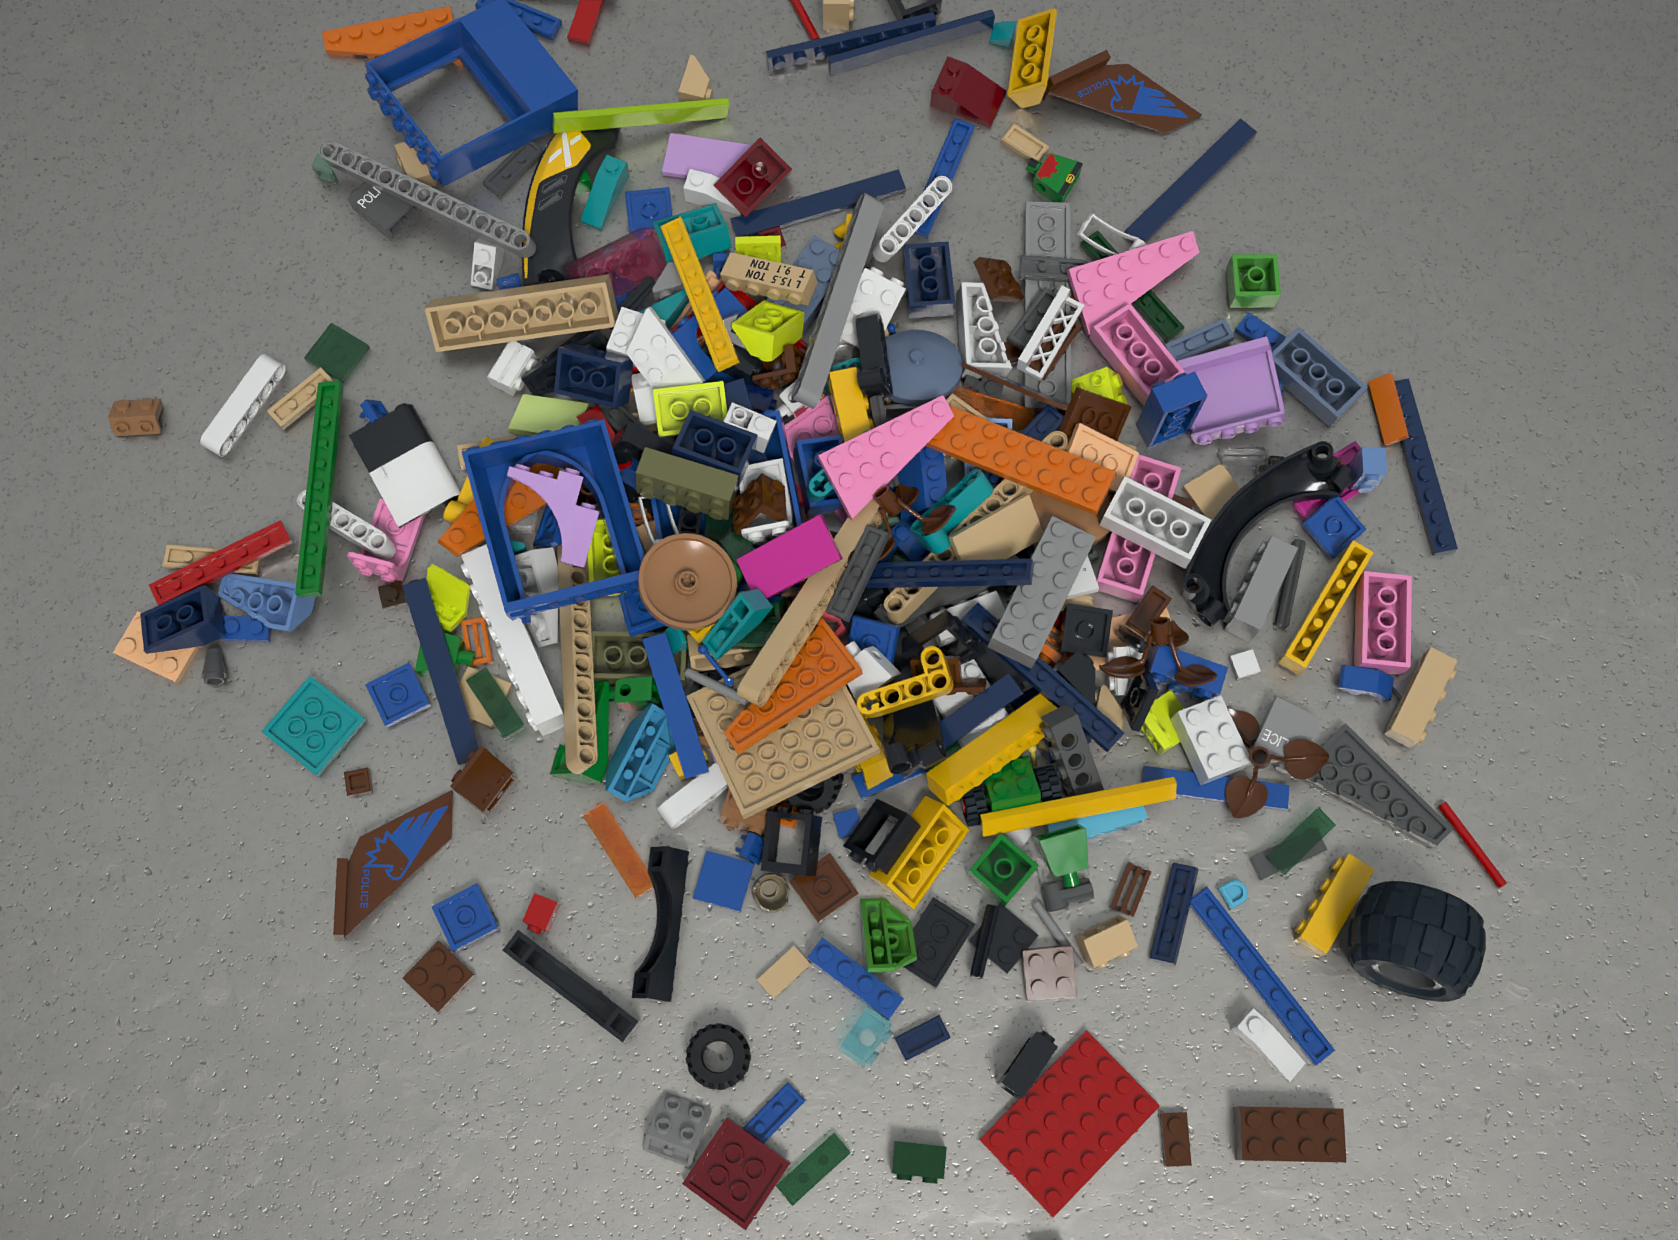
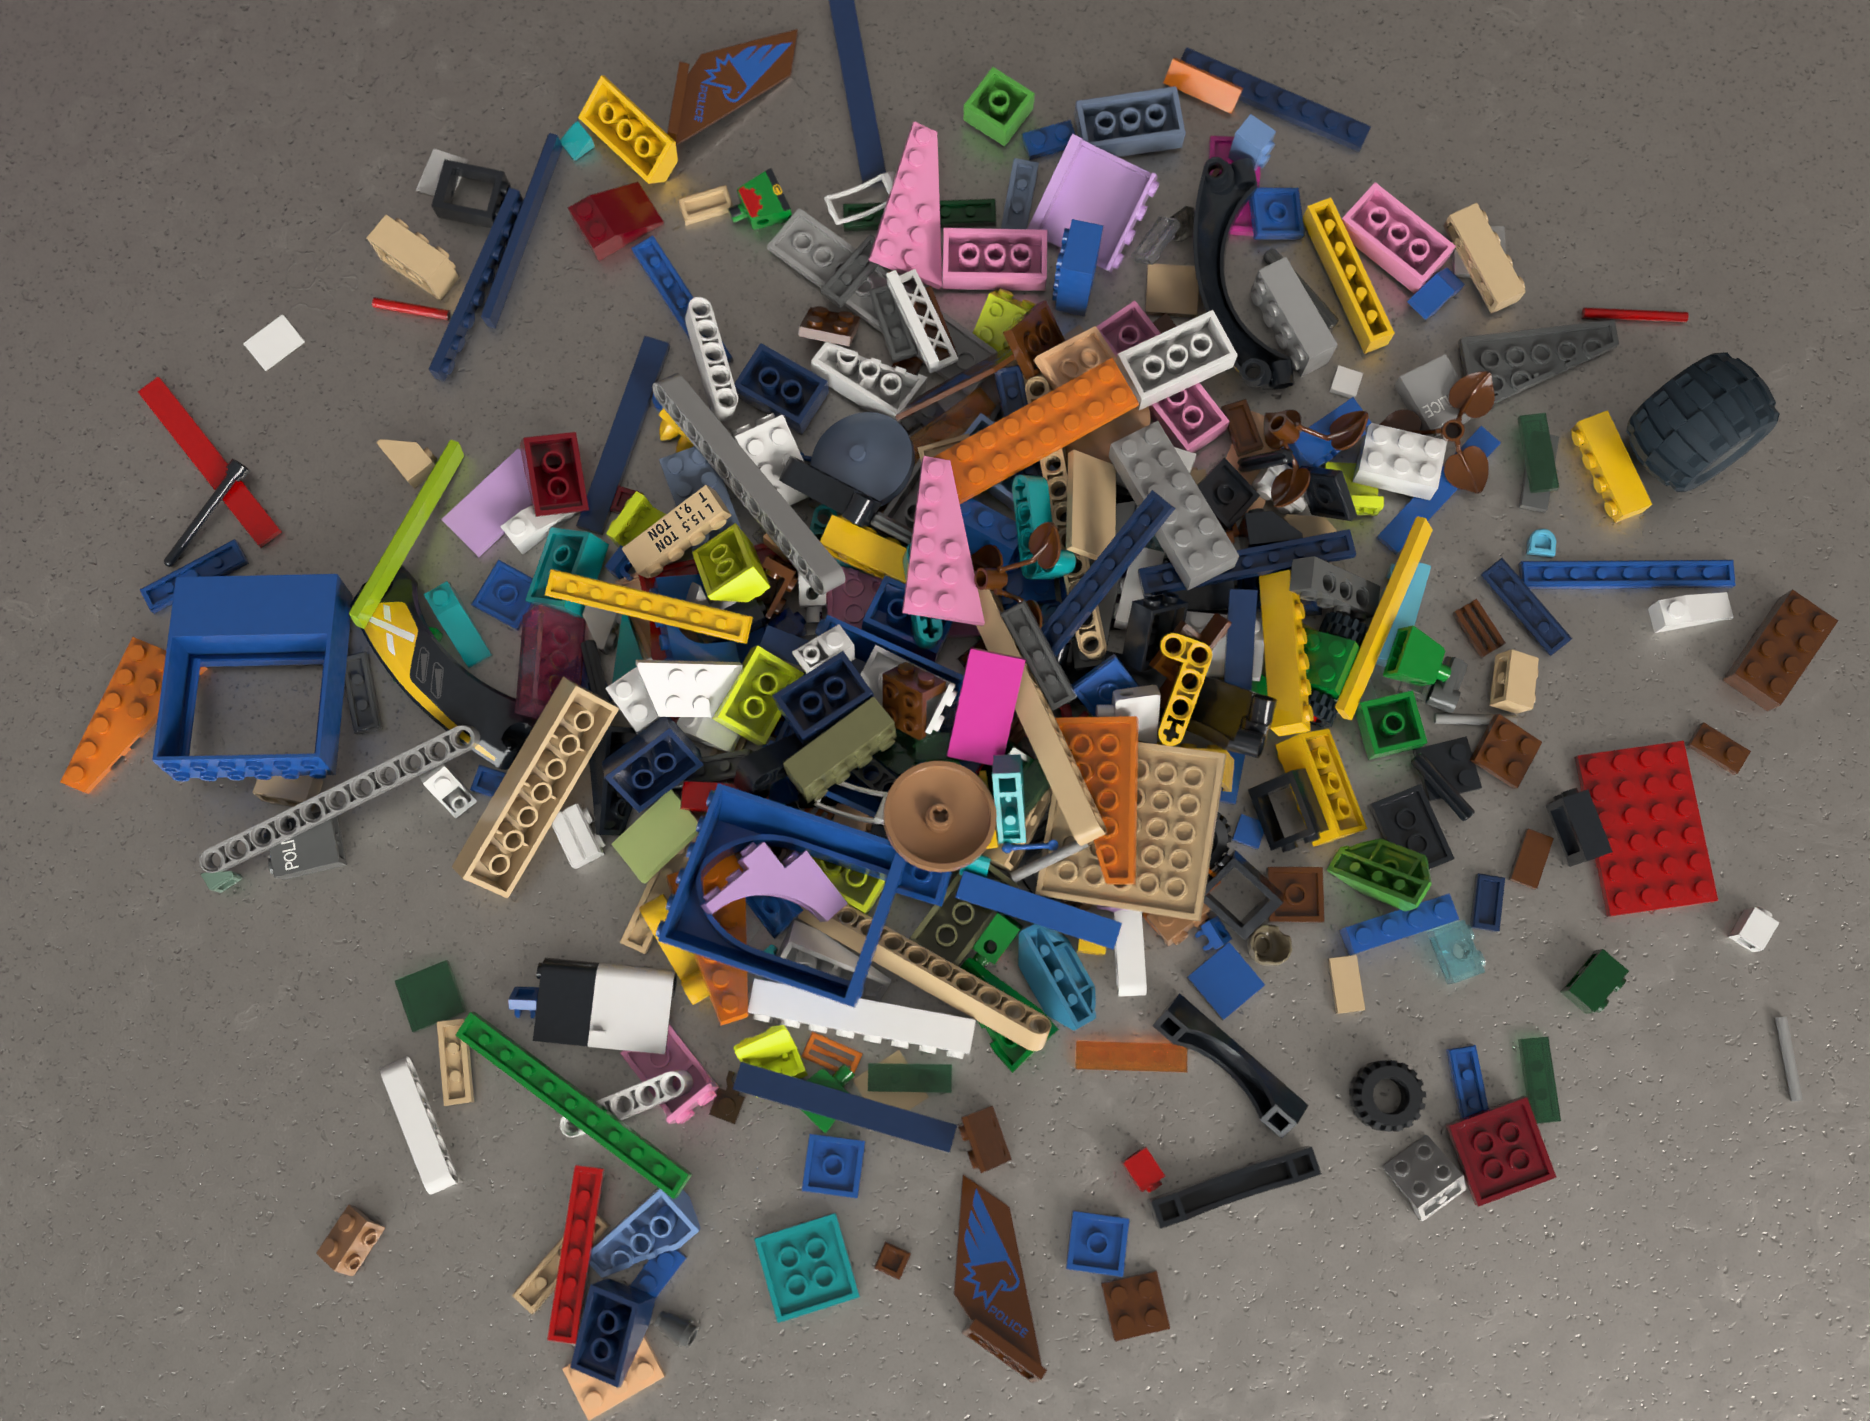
camera: 50 degrees left, 5 degrees up
(980, 1048) = (1531, 859): none -> reddish brown tile

